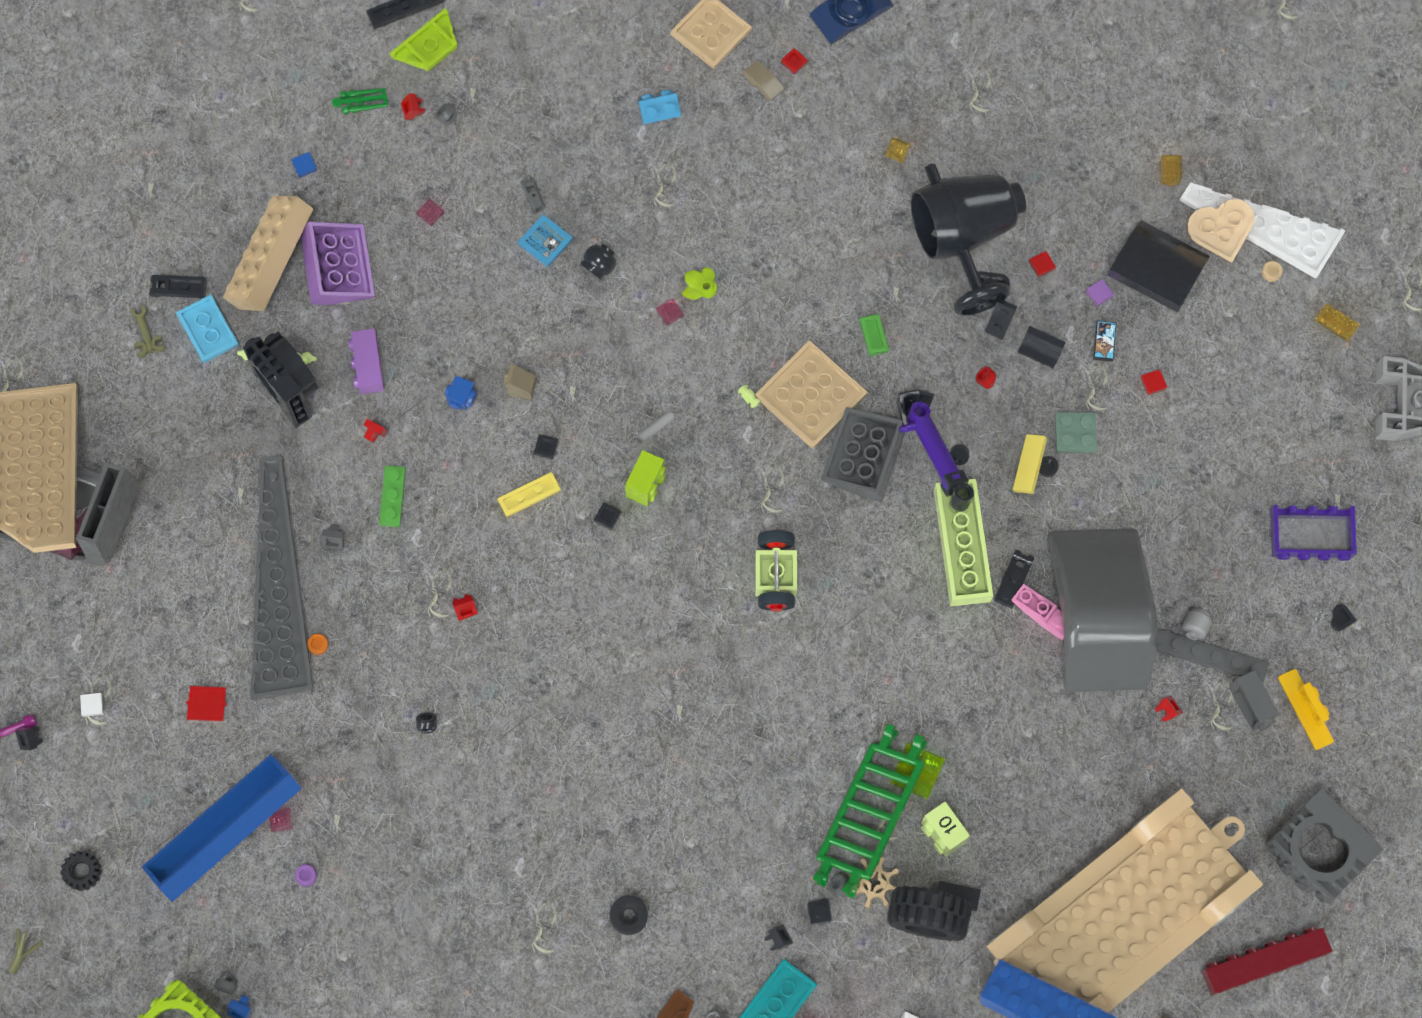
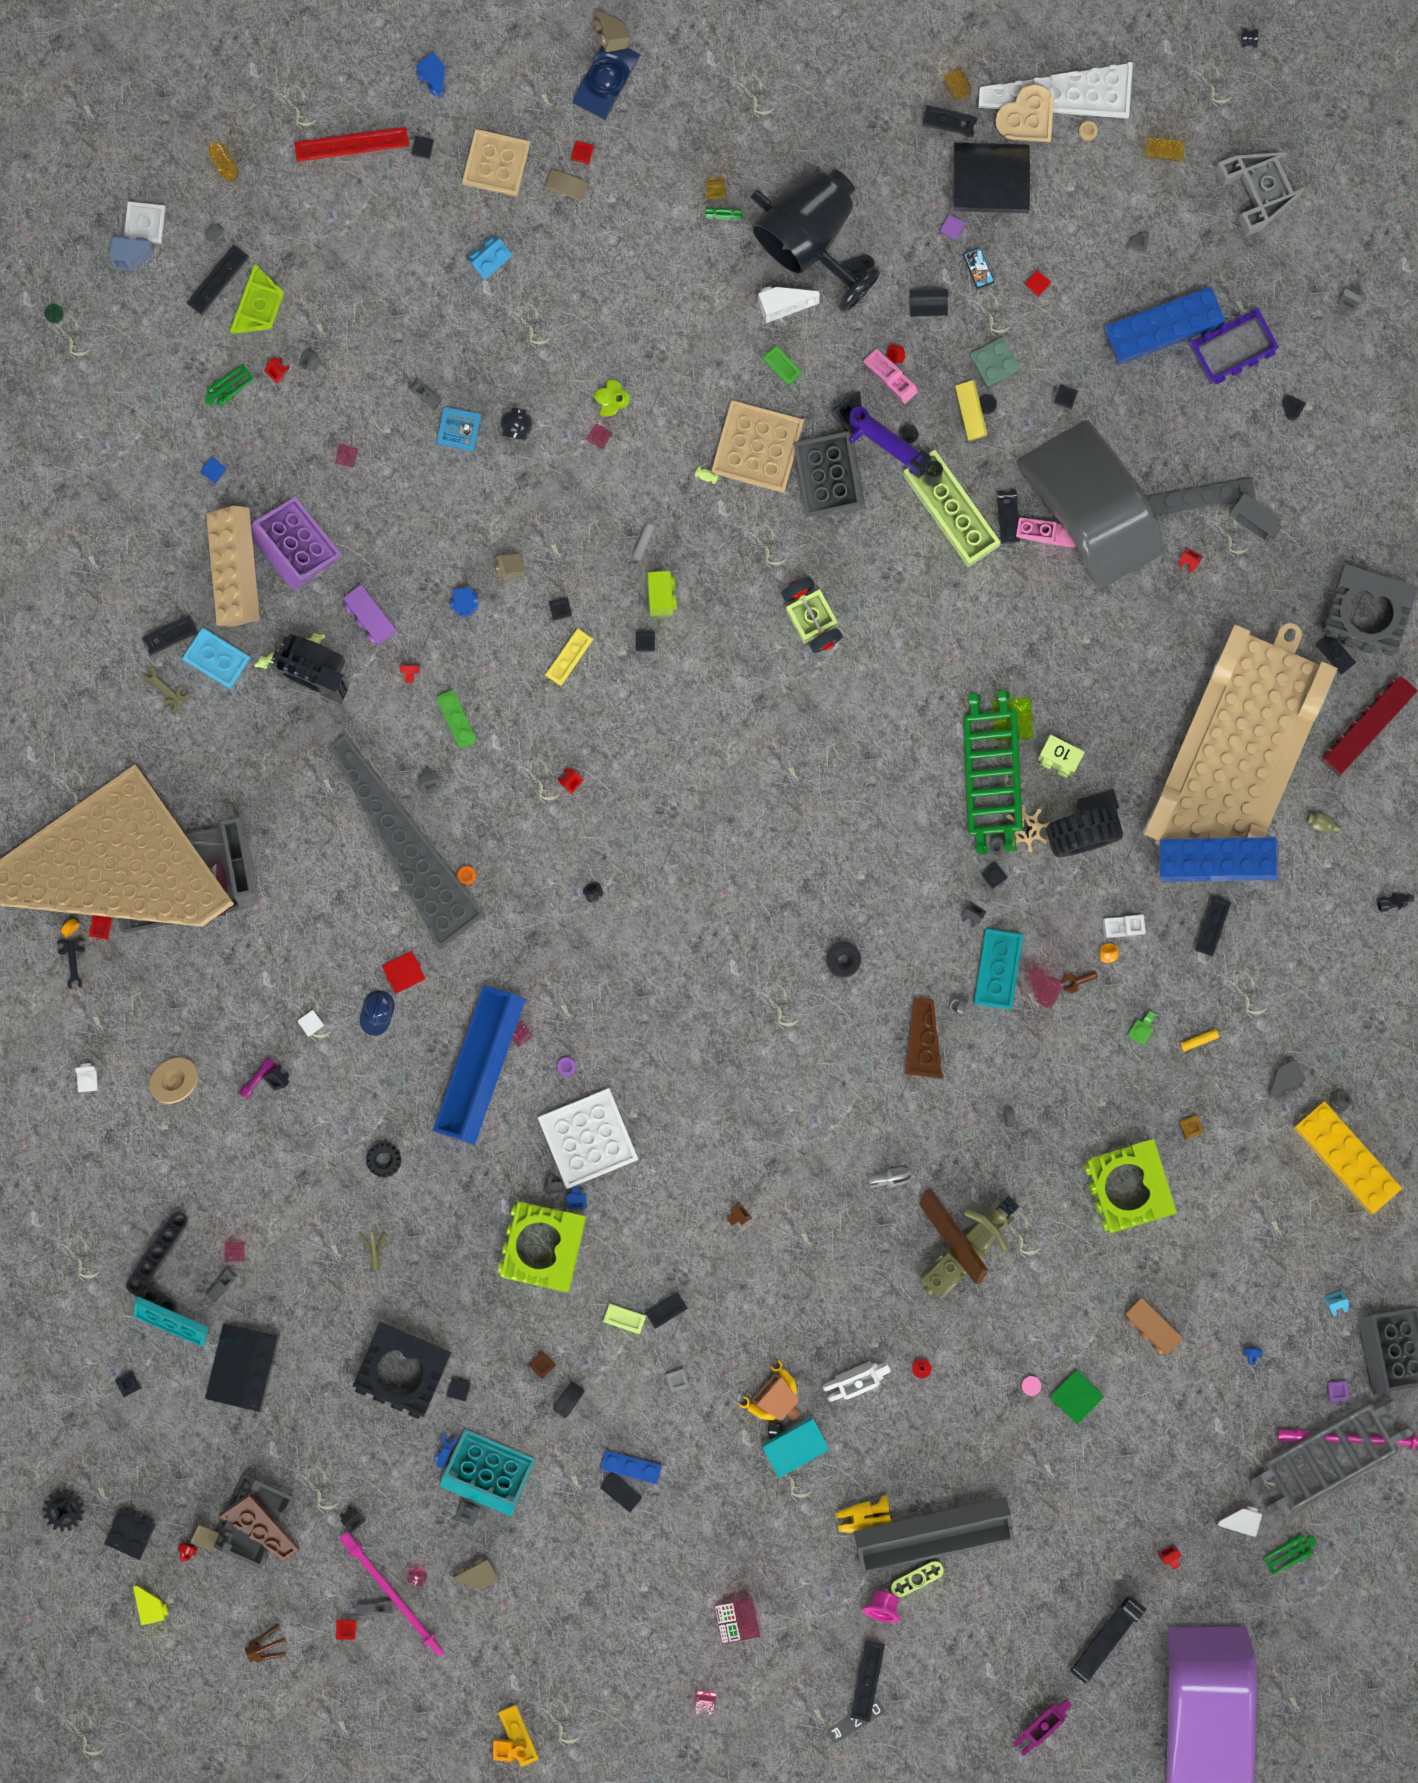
camera: 25 degrees left, 10 degrees up
(159, 728) = (377, 1012): none -> dark blue piece
(285, 956) = (588, 1138): none -> white plate
(893, 175) = (723, 213): none -> green axle
(907, 277) = (781, 302): none -> white slope
(970, 394) = (891, 376): none -> bright pink slope
(1001, 319) = (883, 297): black plate -> none
(1042, 264) = (891, 227): red tile -> none
(1126, 496) = (1065, 397): none -> black tile
(1146, 198) = (949, 121): none -> black plate
(1197, 624) = (1178, 476): light grey head -> none
(1255, 479) = (1164, 325): none -> blue brick
(1268, 874) = (1336, 654): none -> black plate
(1269, 393) = (1139, 242): none -> dark grey tile
(1308, 708) = (1301, 499): yellow bracket -> none

